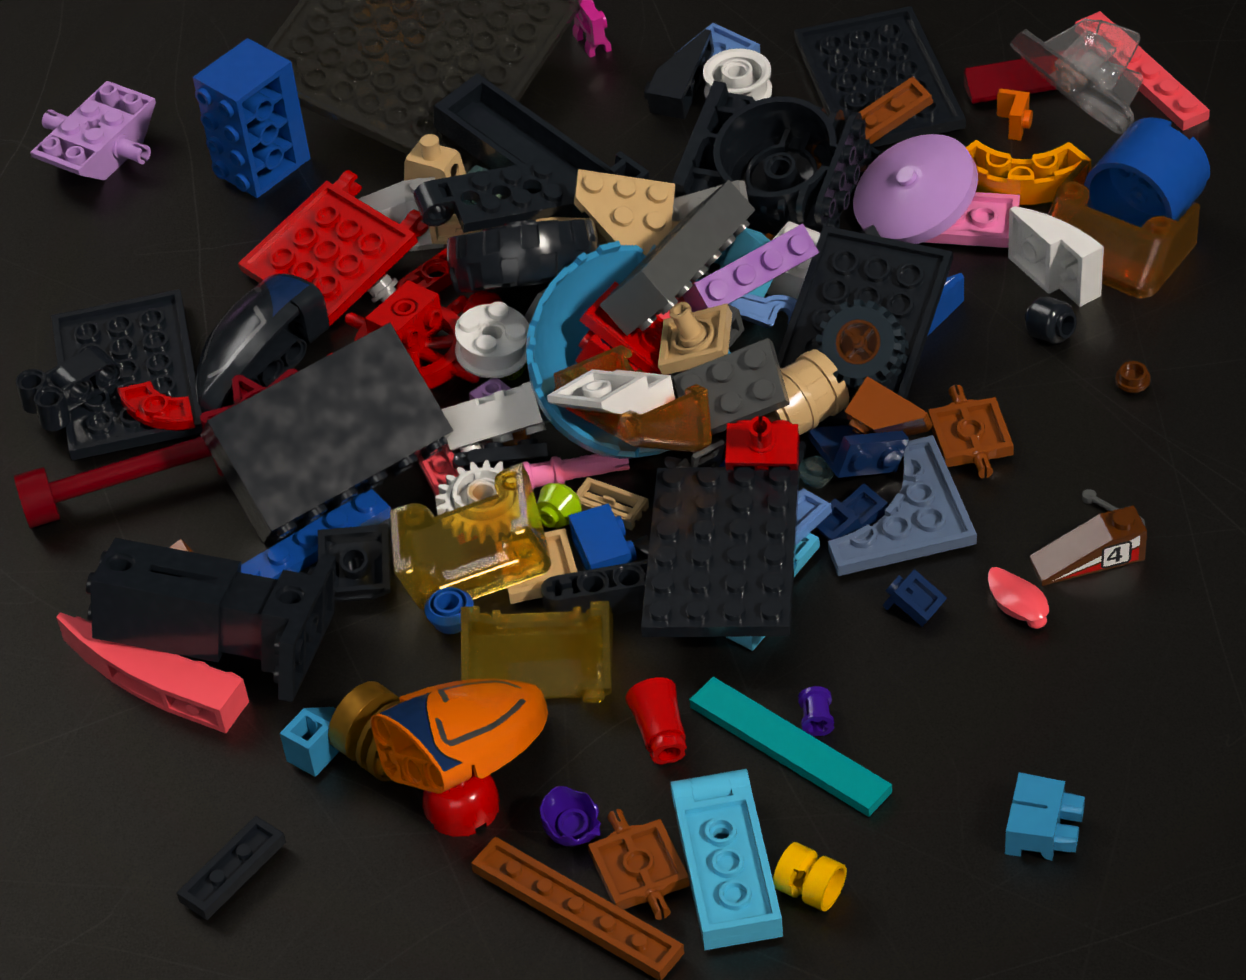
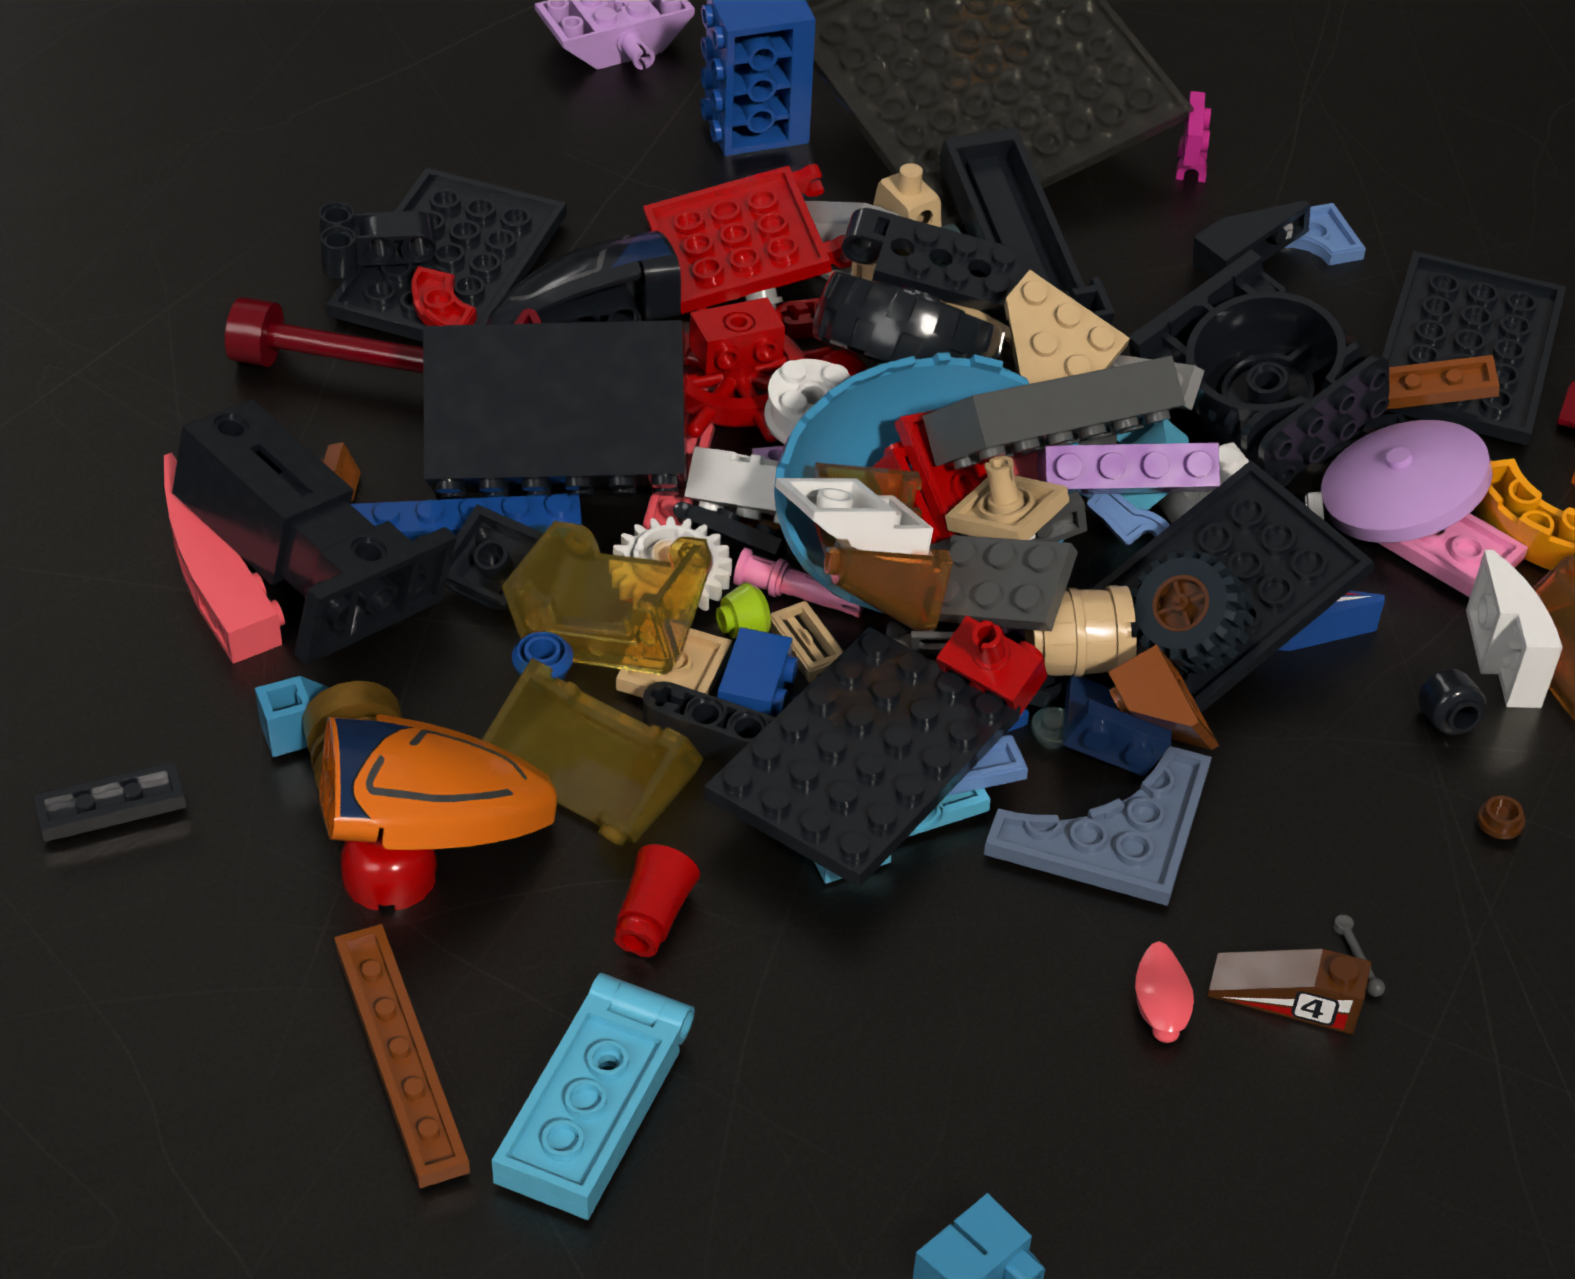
camera: 25 degrees right, 0 degrees up
(569, 816) = (471, 947): dark purple hair -> none
(638, 864) = (501, 1044): dark orange plate -> none
(742, 71) = (1310, 267): white wheel -> none
(791, 746) = (776, 1015): teal tile -> none
(804, 874) = (664, 1170): yellow wheel -> none
(816, 711) = (830, 989): dark purple bush -> none
(853, 513) = (1062, 795): dark blue slope -> none
(915, 597) = (1044, 925): dark blue bracket -> none
(970, 431) = (1259, 777): dark orange plate -> none

